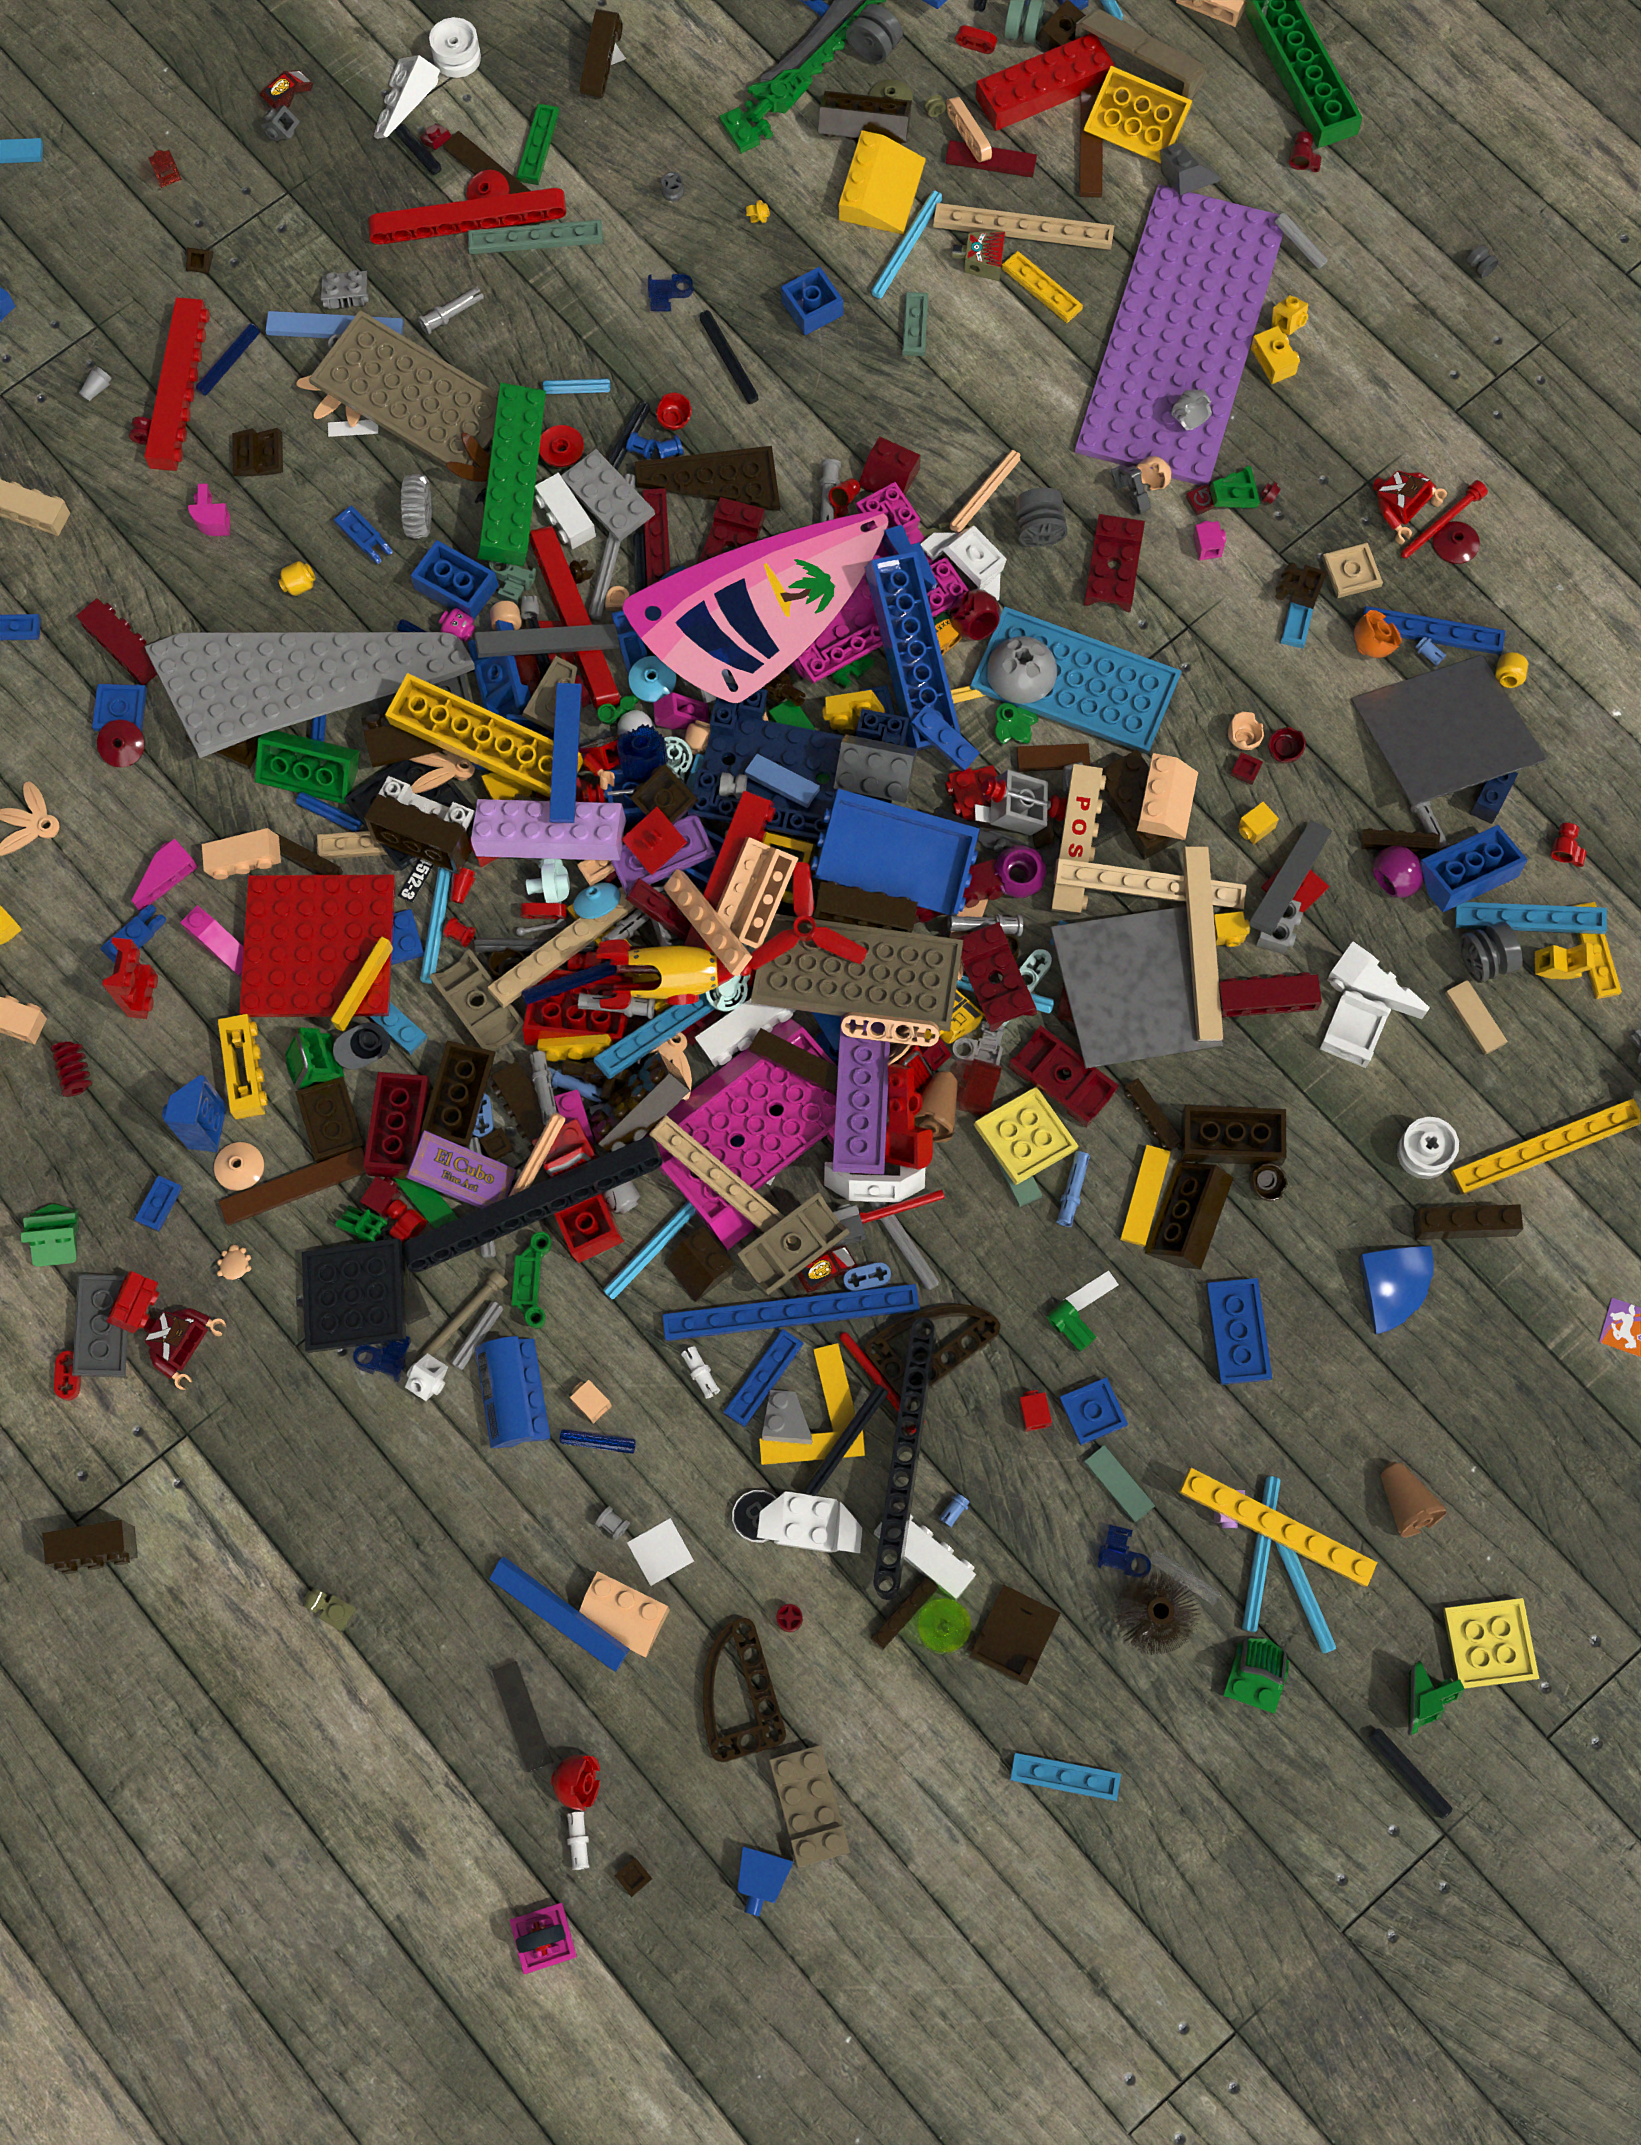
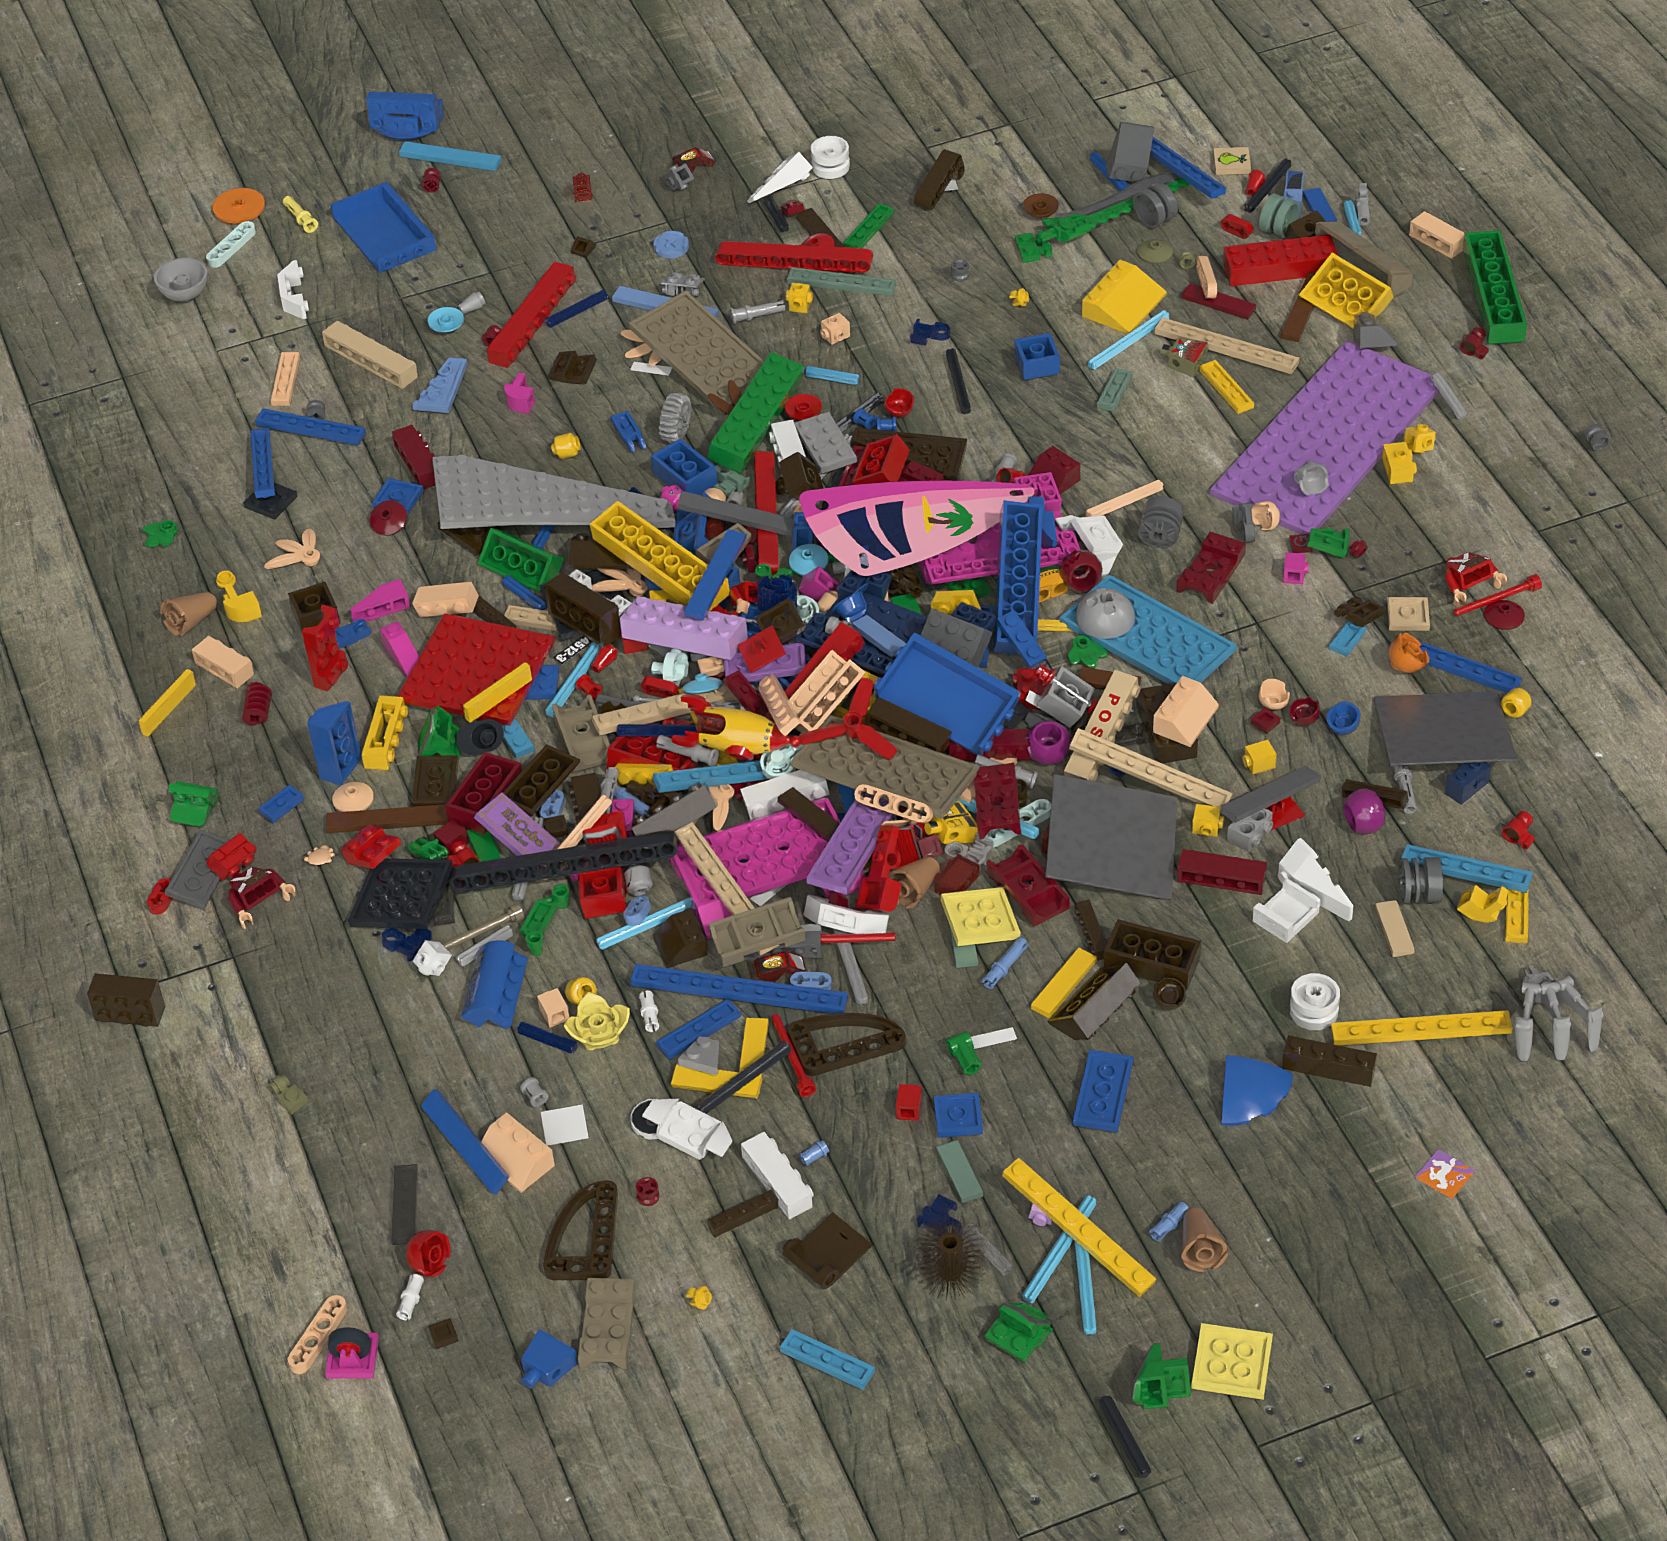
camera: 20 degrees right, 25 degrees down
(72, 411) = (445, 319): none -> medium azure dish
(85, 908) = (307, 604): none -> dark brown brick
(110, 525) = (443, 388): none -> medium blue wing
(291, 1240) = (369, 847): none -> red plate
(306, 228) = (671, 244): none -> medium blue tile
(496, 278) = (799, 297): none -> yellow brick
(496, 1921) = (315, 1333): none -> light nougat beam
(557, 316) = (835, 328): none -> light nougat brick
(601, 561) = (799, 475): none -> dark brown slope
(615, 1372) = (578, 987): none -> yellow head
(639, 1395) = (596, 1022): none -> light yellow brick
(640, 1238) = (637, 910): none -> medium blue beam
(688, 517) = (882, 461): none -> red brick
(734, 55) = (1040, 205): none -> reddish brown dish
(739, 749) = (852, 606): none -> blue piece
(851, 113) = (1111, 250): dark brown slope -> none
(902, 1741) = (700, 1297): none -> yellow plate
(905, 1468) = (785, 1098): black beam -> none
(951, 1613) = (769, 1225): clear neon green brick -> none
(1202, 944) = (1178, 821): tan tile -> none
(1331, 747) = (1343, 724): none -> blue helmet
(1366, 1483) = (1169, 1221): none -> medium blue pin
(1430, 651) = (1449, 674): medium blue pin -> none
(1471, 868) = (1426, 820): blue slope -> none

